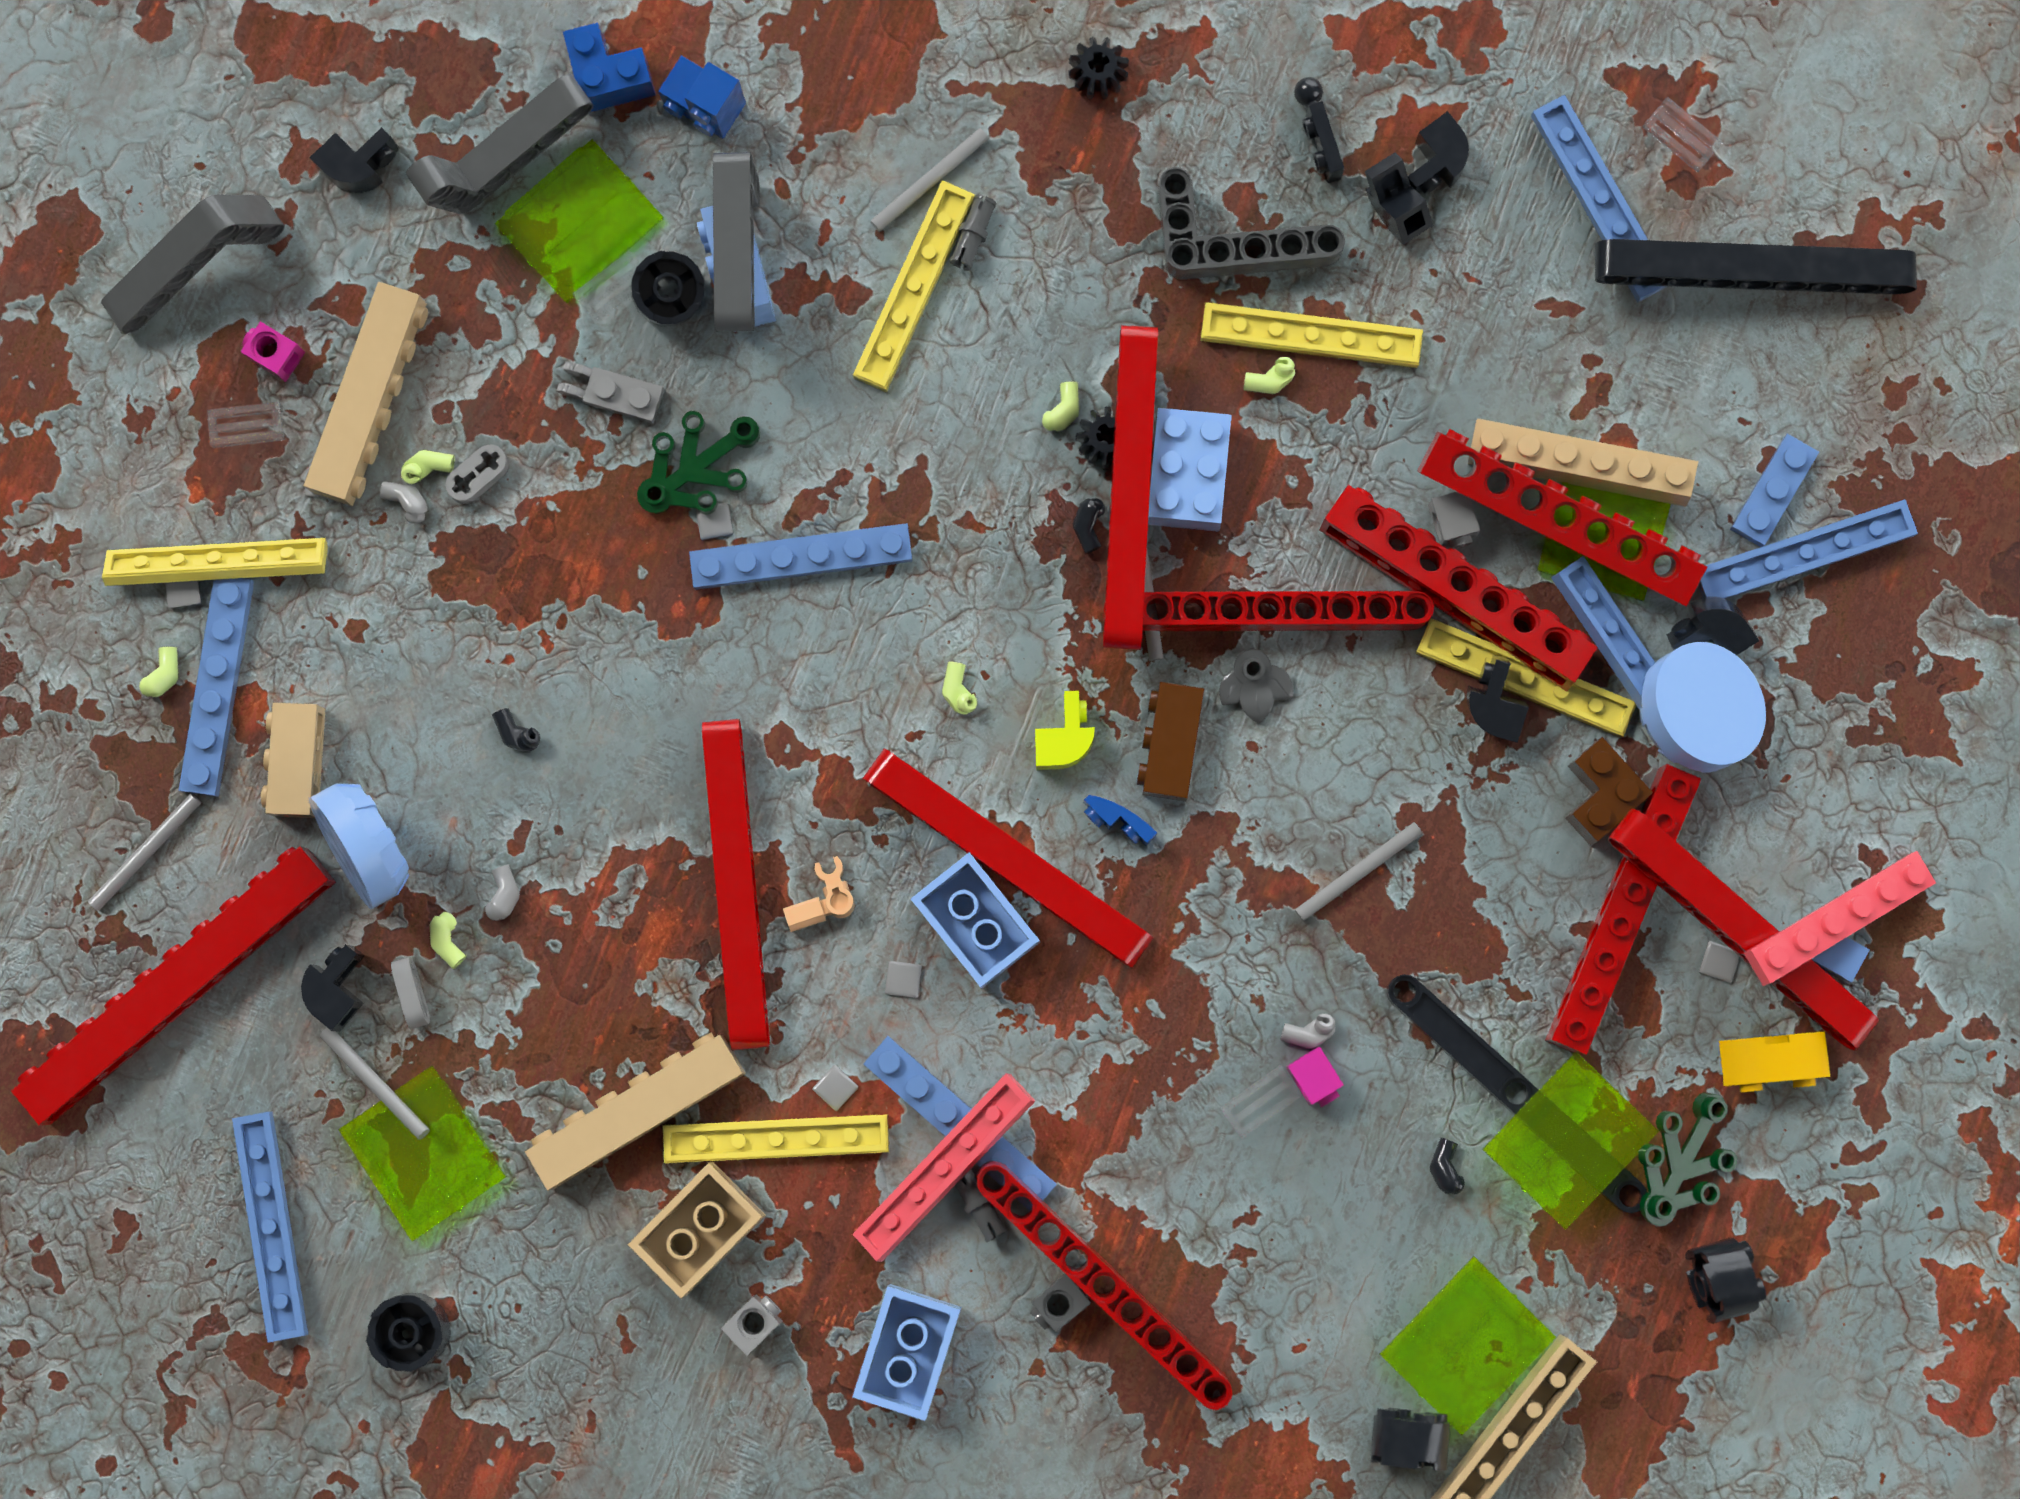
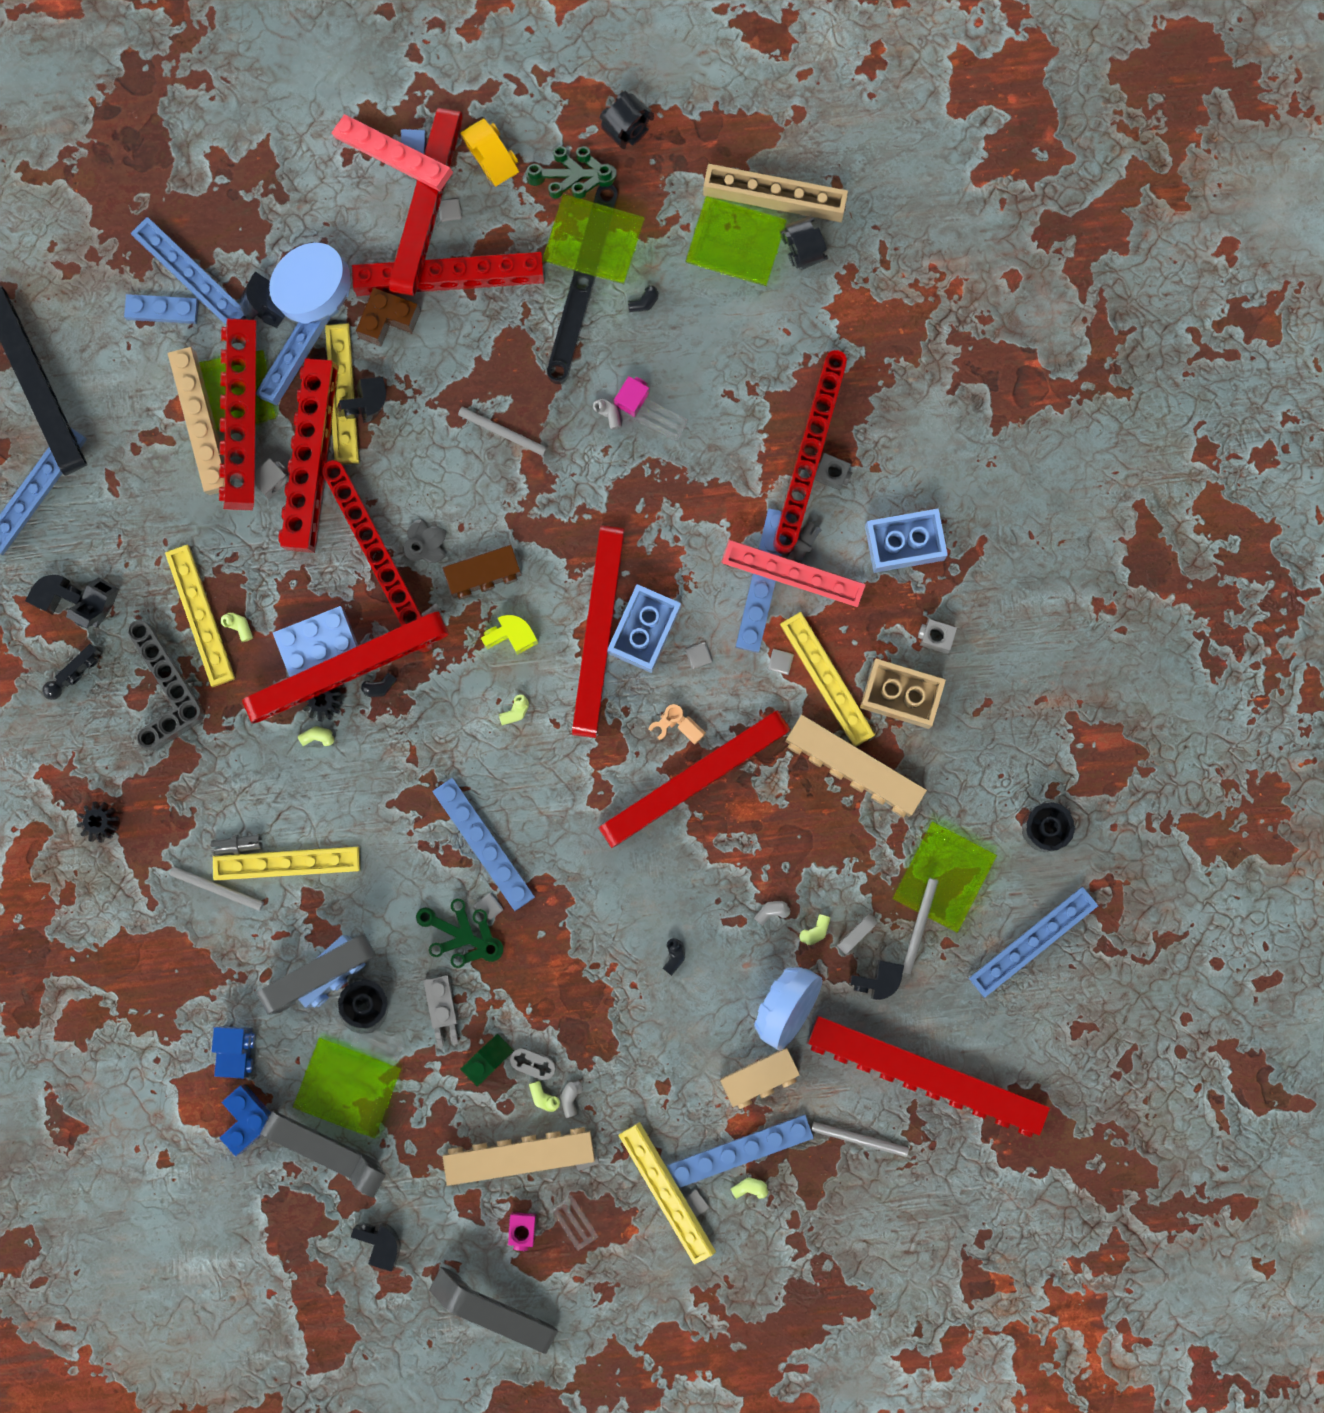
camera: 125 degrees left, 0 degrees up
(512, 415) = (487, 1060): none -> dark green slope
(1106, 812) = (543, 586): blue slope -> none

